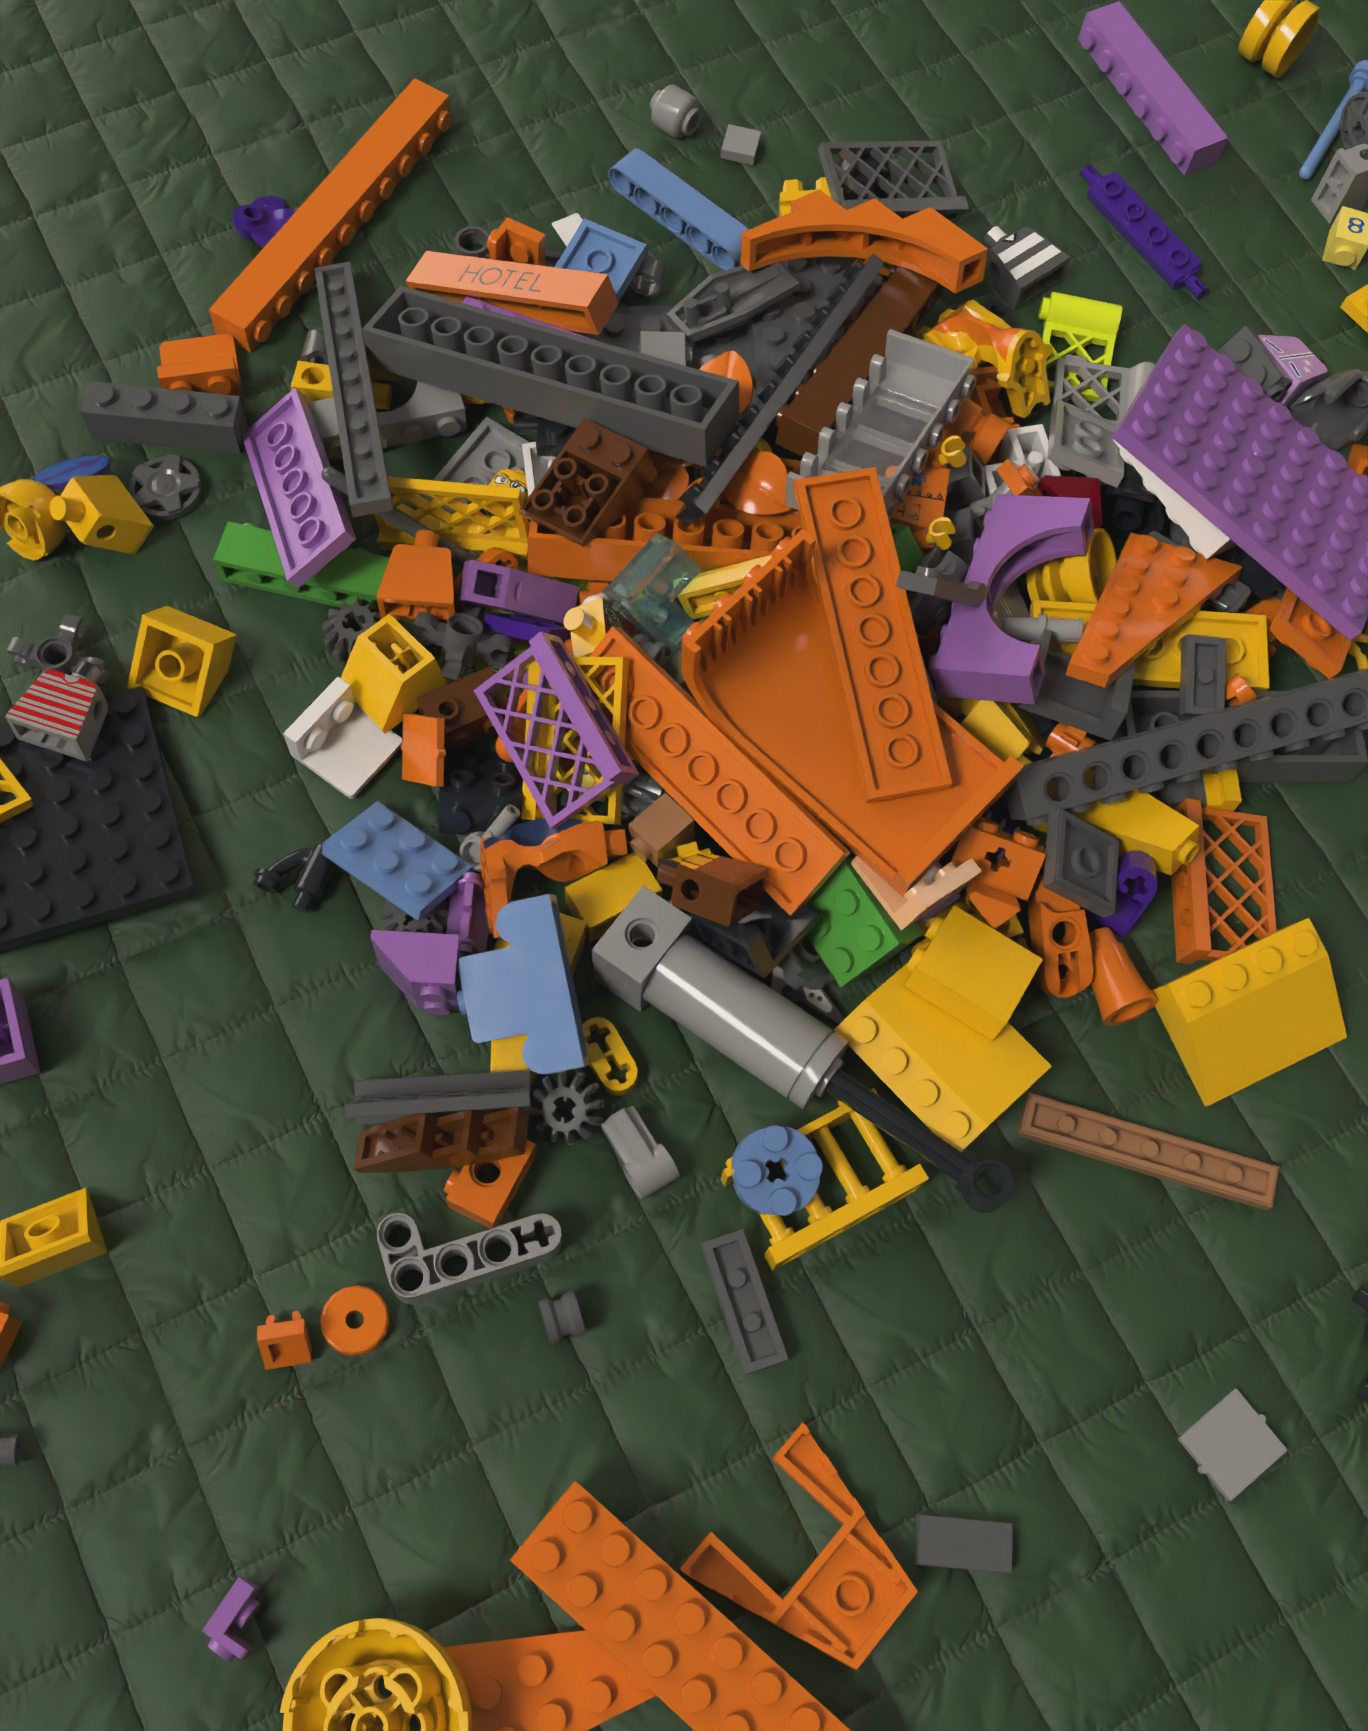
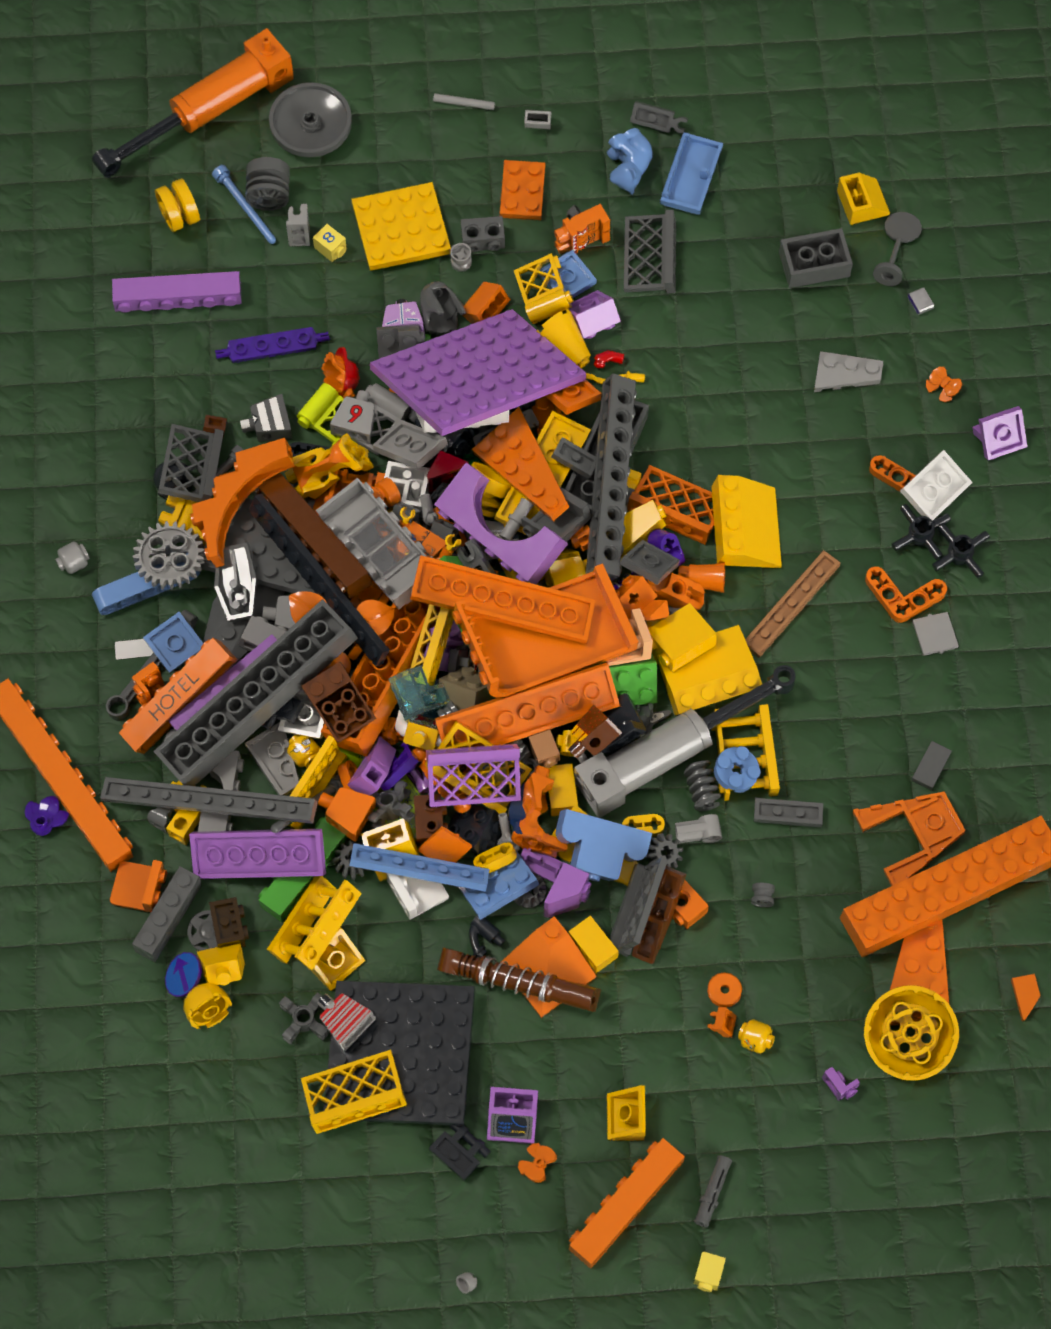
camera: 60 degrees left, 0 degrees up
(179, 500) = (227, 922): none -> dark brown bracket
(215, 607) = (303, 916): none -> yellow fence
(230, 1065) = (545, 987): none -> reddish brown piece
(276, 1414) = (756, 1036): none -> yellow head
(284, 1000) = (554, 952): none -> orange slope
(348, 1052) = (593, 944): none -> yellow panel
(364, 719) = (419, 867): none -> medium blue plate
(438, 834) = (496, 857): none -> yellow beam
(472, 1248) = (716, 922): light grey beam -> none
(722, 1124) = (700, 786): none -> dark grey piece
(726, 201) = (169, 572): none -> light grey gear
(740, 144) = (109, 532): light grey tile -> none
(942, 586) = (493, 555): dark grey plate -> none
(979, 205) = (214, 422): none -> reddish brown plate
(1019, 478) = (424, 488): orange plate -> none
(1087, 359) = (355, 418): none -> light grey torso
(1152, 324) = (341, 373): none -> hair
(1239, 691) = (589, 444): orange hinge -> none
(1259, 1347) = (899, 600): none -> orange beam

